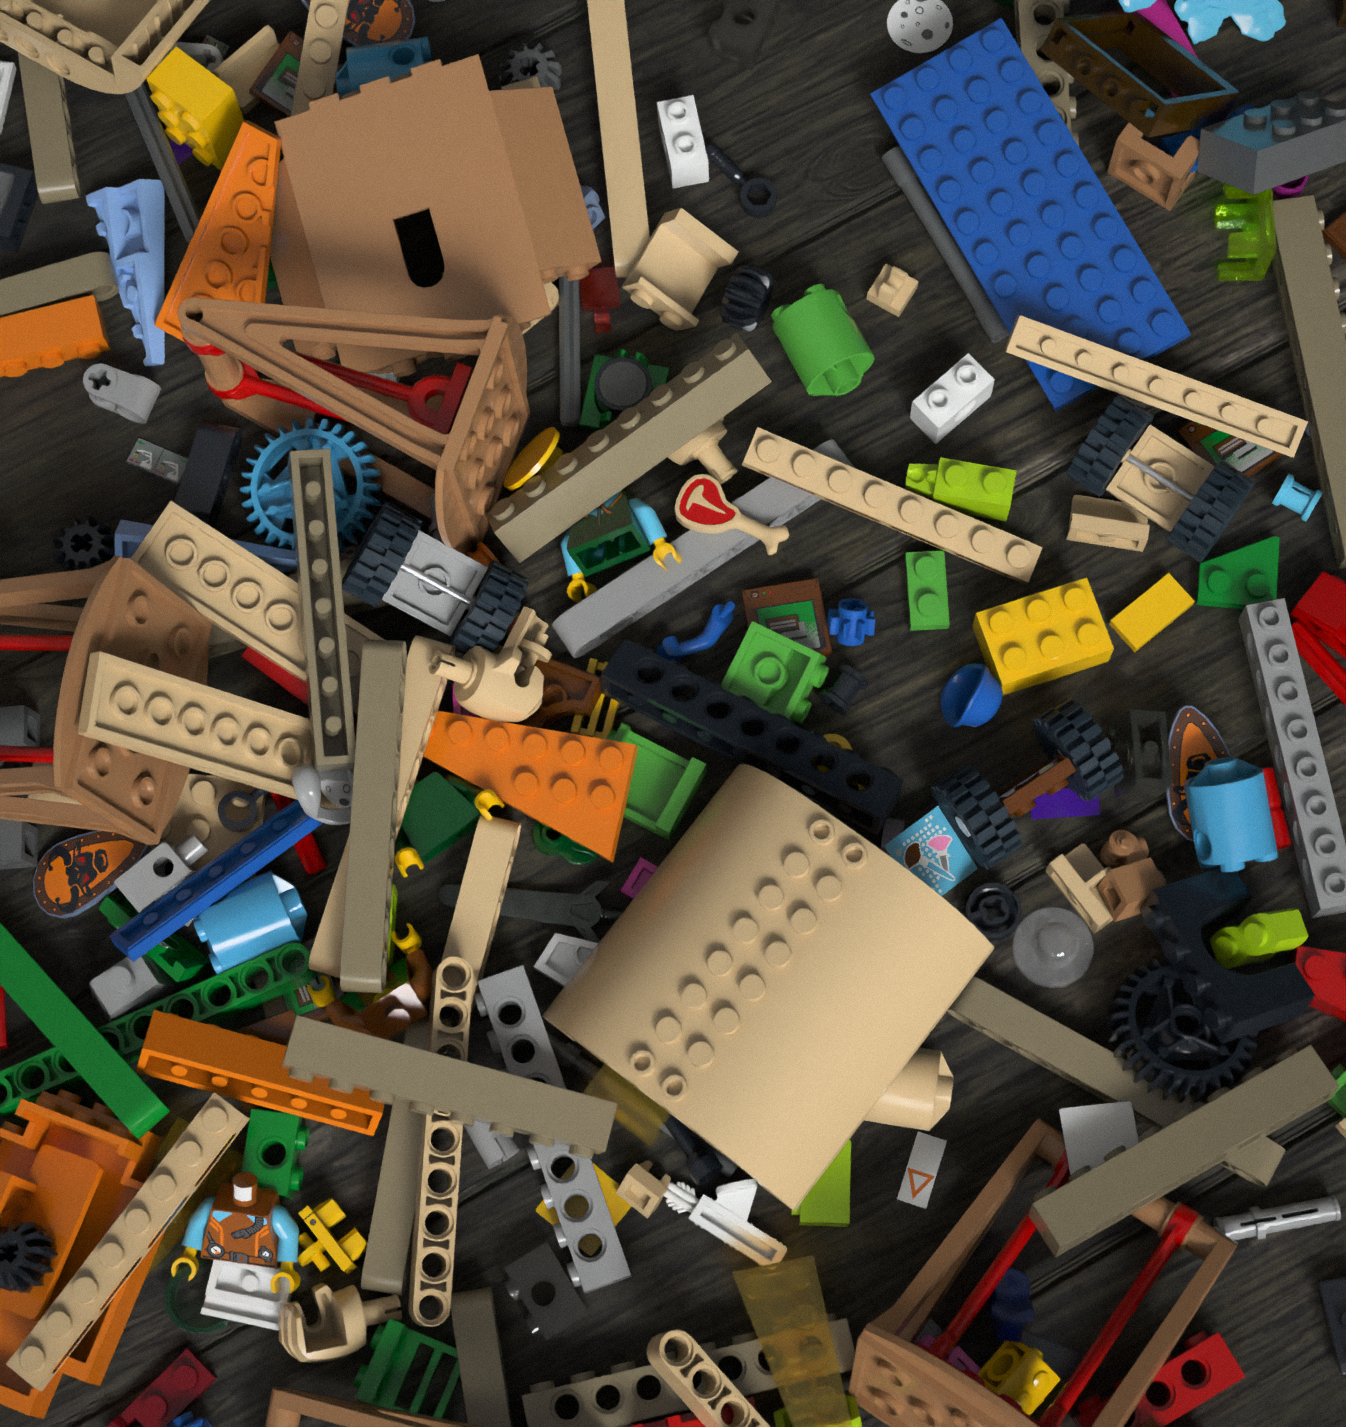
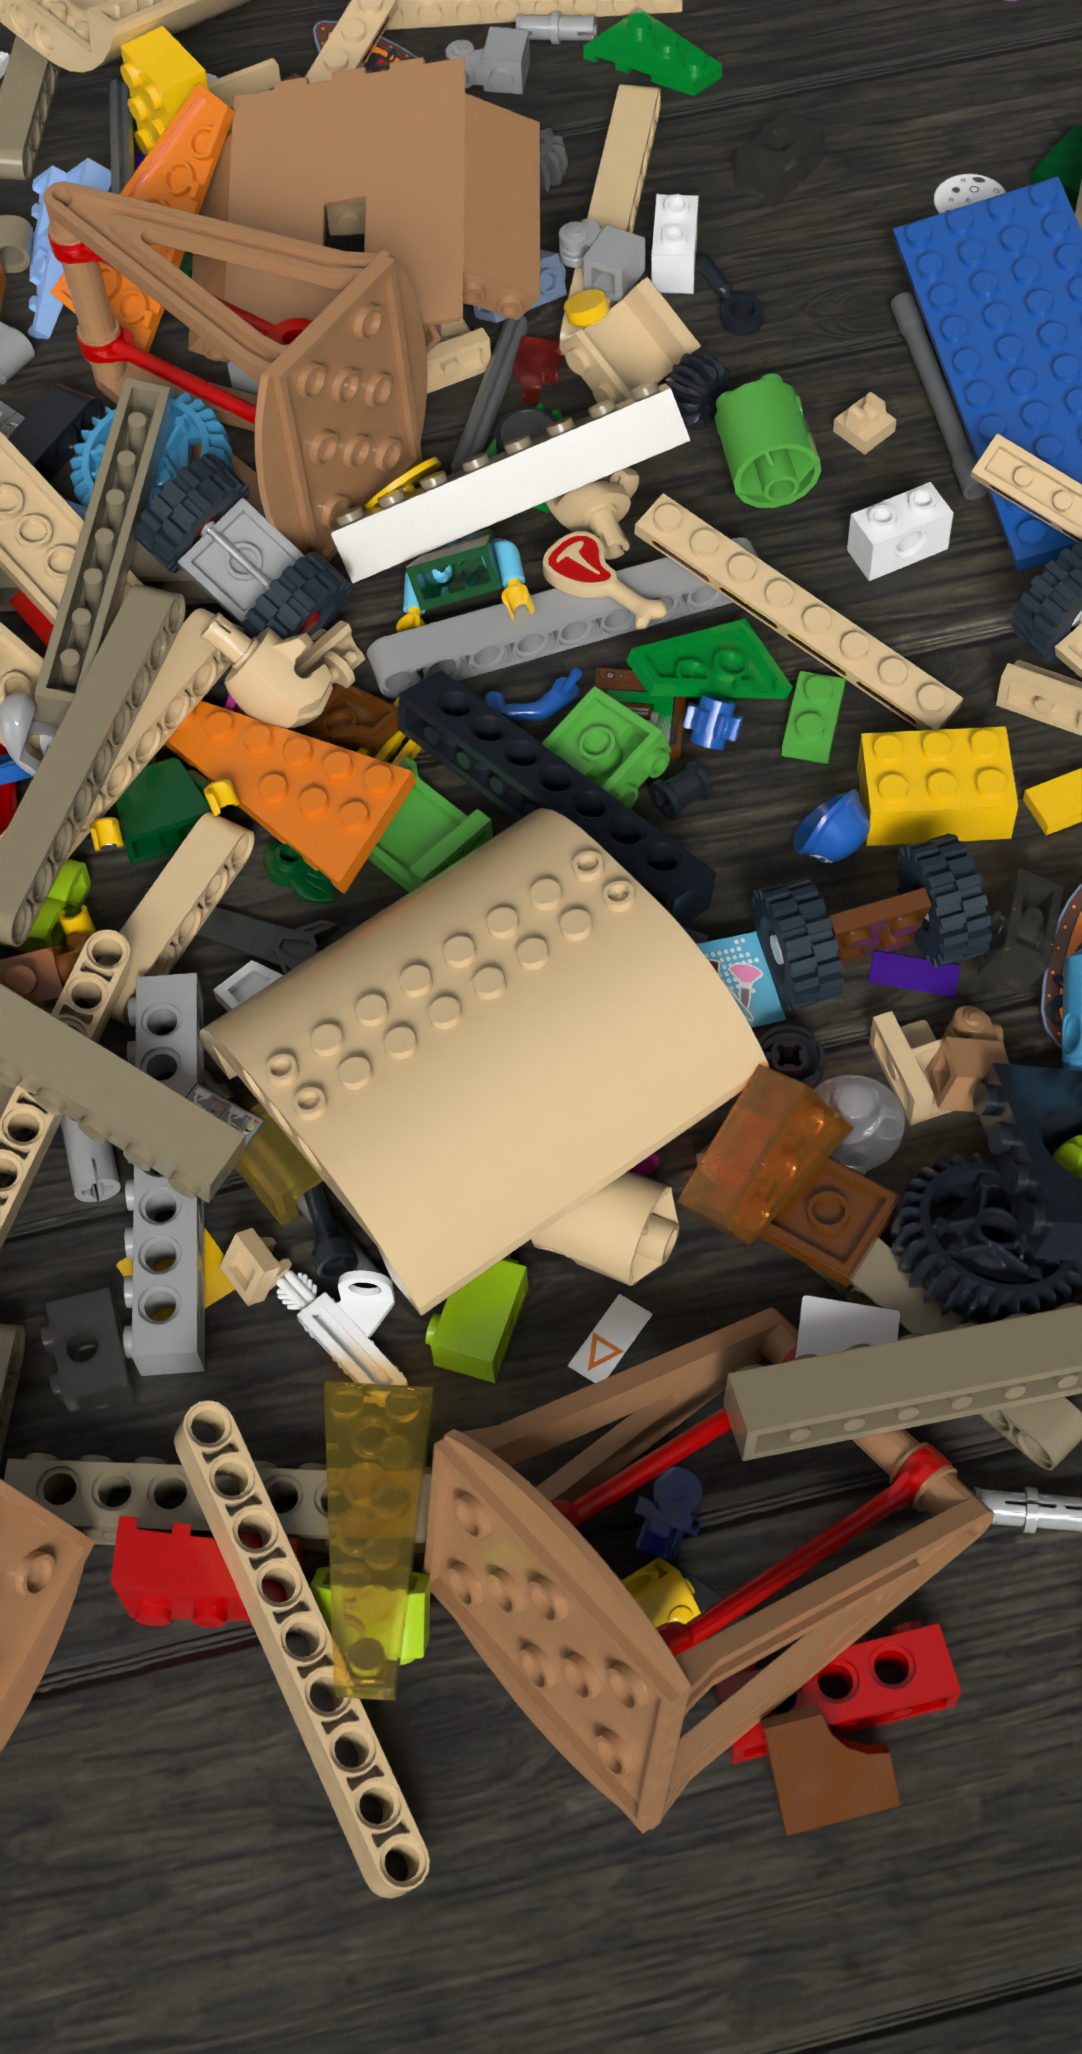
camera: 15 degrees right, 15 degrees down
(583, 1079) = (226, 1110): none -> light grey sticker
(633, 242) = (586, 308): none -> yellow tile
(641, 181) = (609, 255): none -> light grey brick
(835, 568) = (711, 661): none -> green wing
(964, 487) = (893, 614): lime hinge -> none
(1004, 1015) = (762, 1154): none -> clear orange wedge
(1060, 1039) = (833, 1220): none -> reddish brown tile

